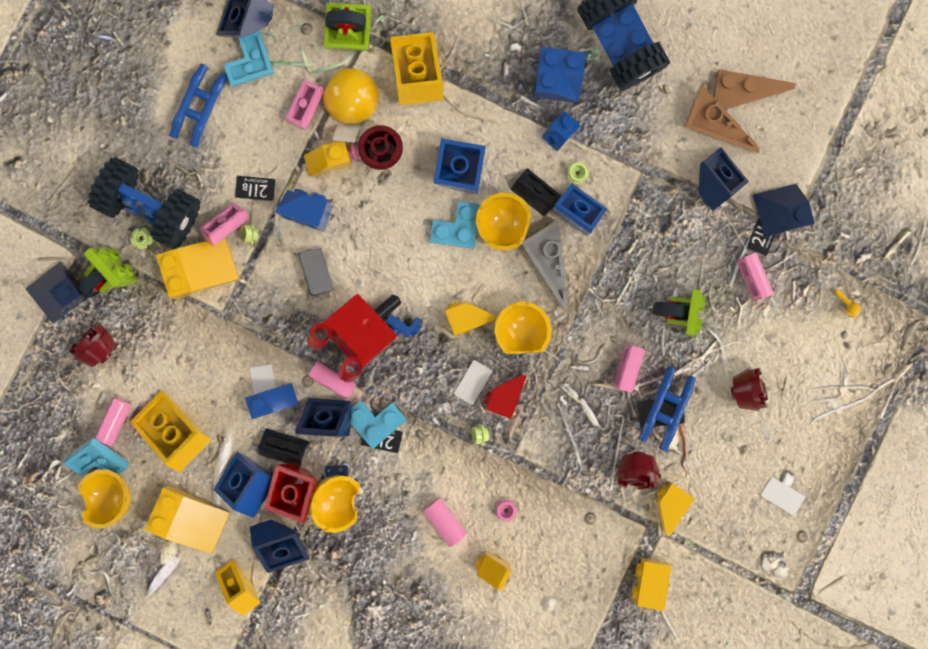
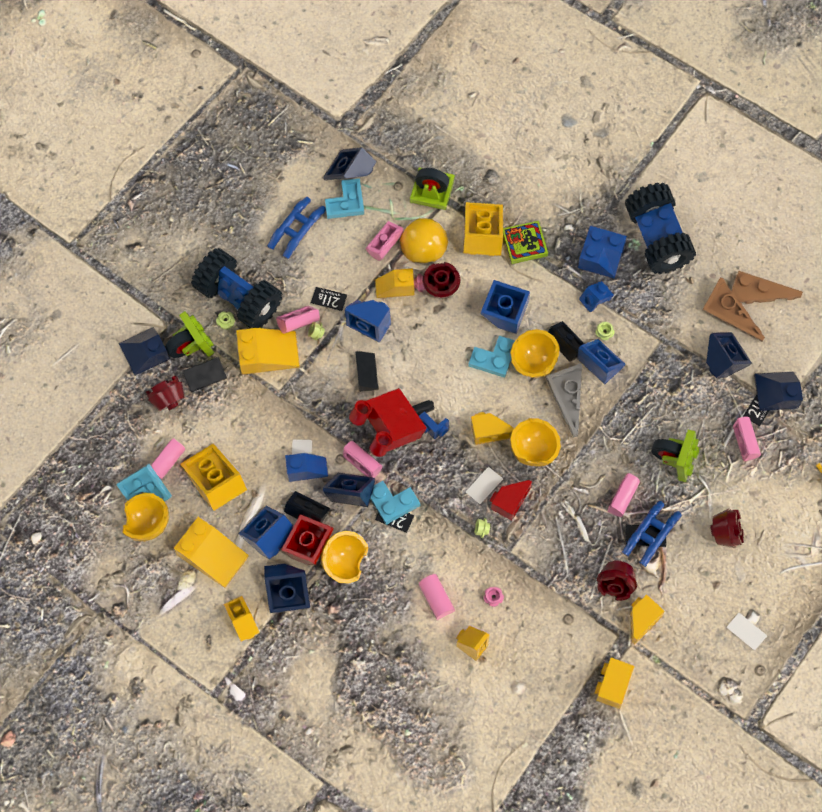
camera: 15 degrees right, 20 degrees down
(133, 310) = (204, 374): none -> black slope
(468, 76) = (525, 242): none -> tile

